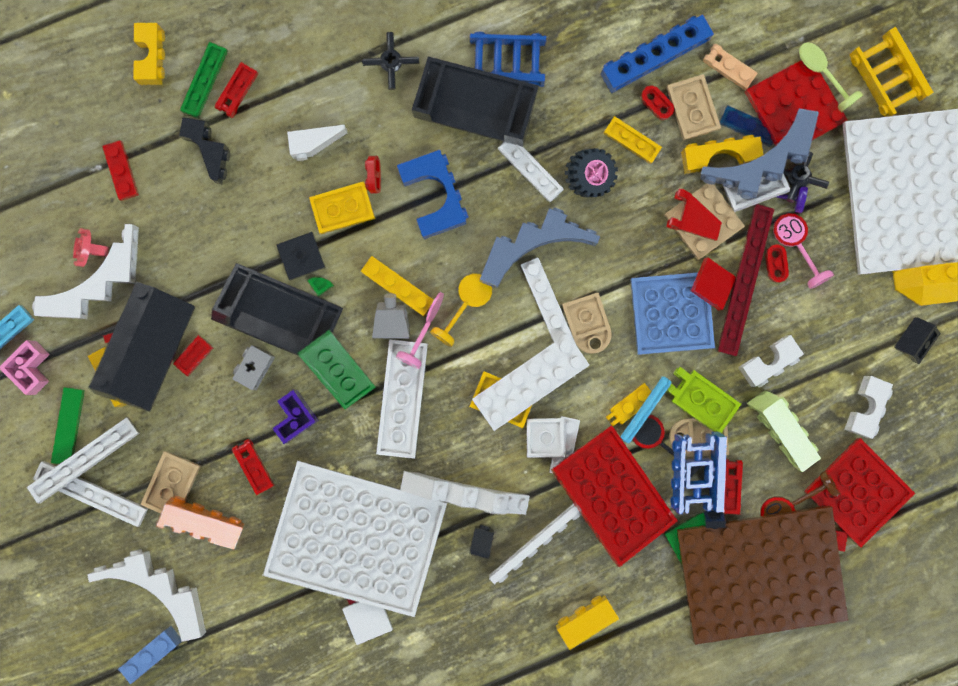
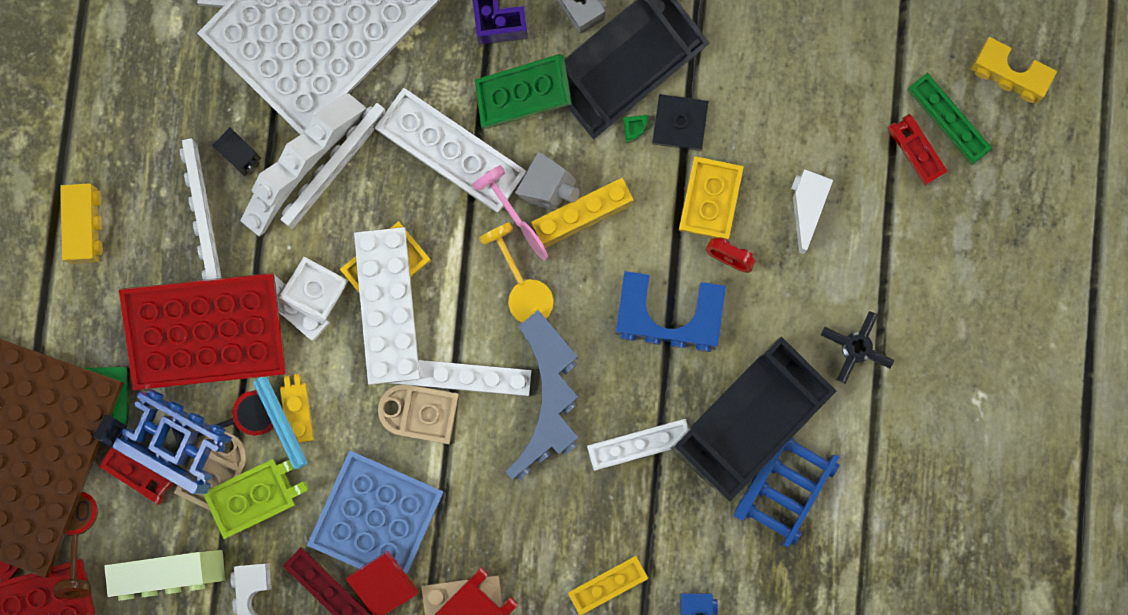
camera: 120 degrees right, 5 degrees down
(213, 153) = (852, 83): black arch -> none
(463, 473) = (327, 173): none -> white plate
(591, 172) = (593, 510): black wheel -> none

